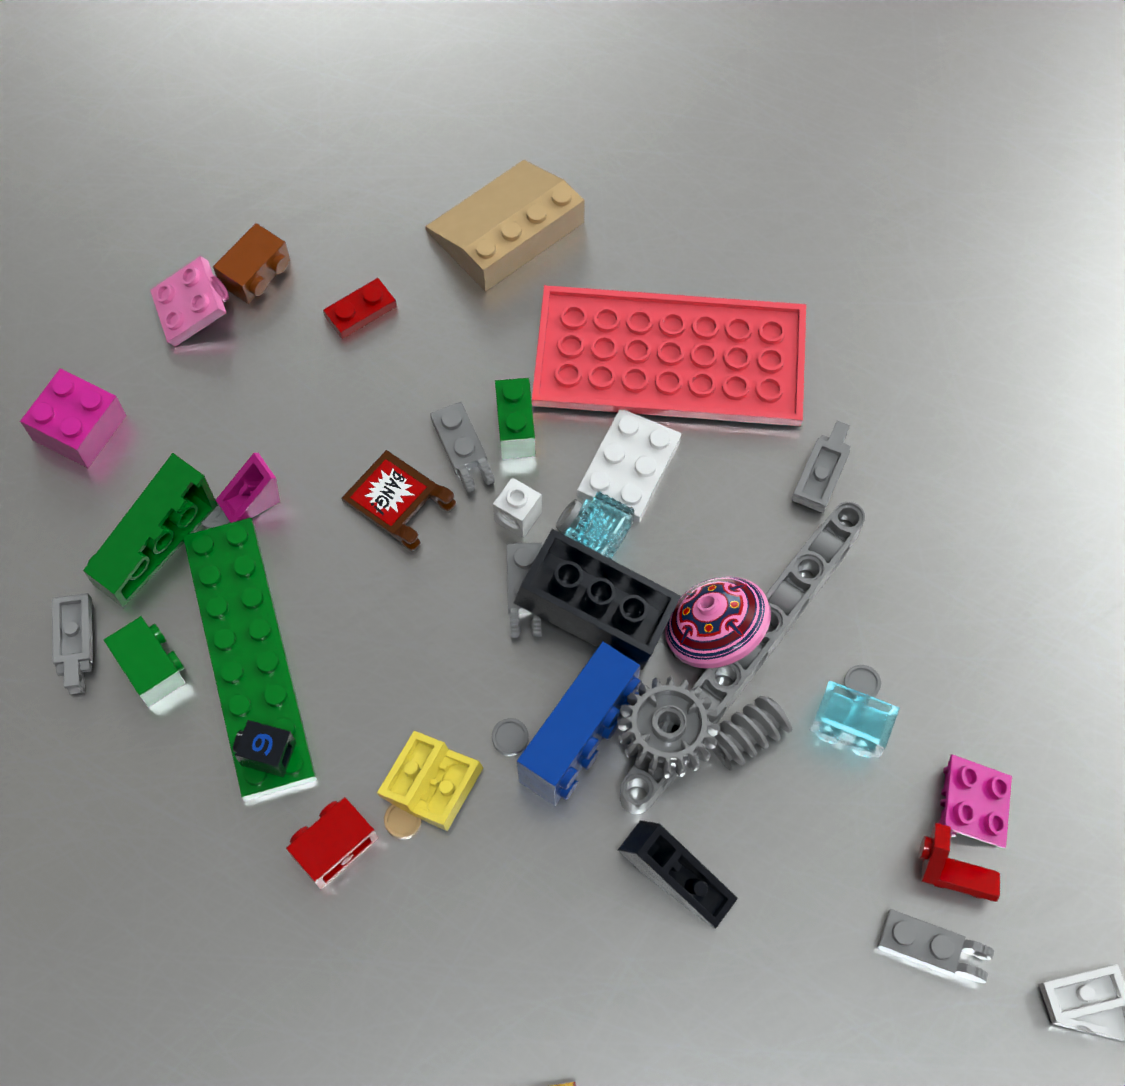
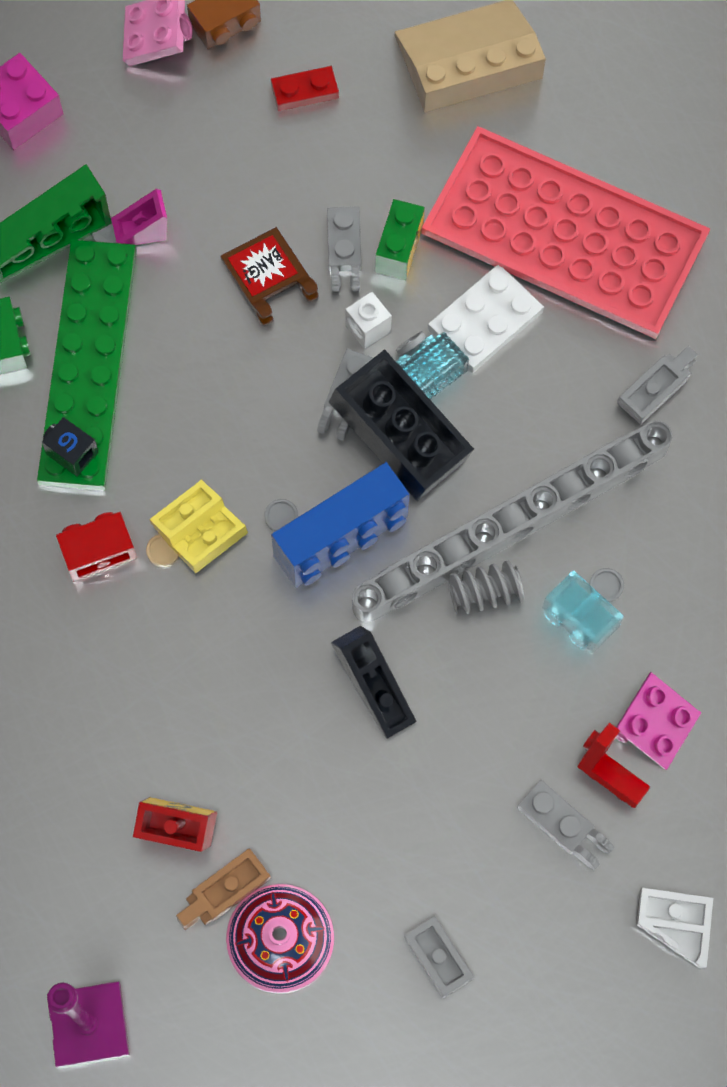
camera: 20 degrees right, 5 degrees up
(668, 749) = (419, 535): light grey gear -> none
(718, 622) = (499, 484): dish -> none

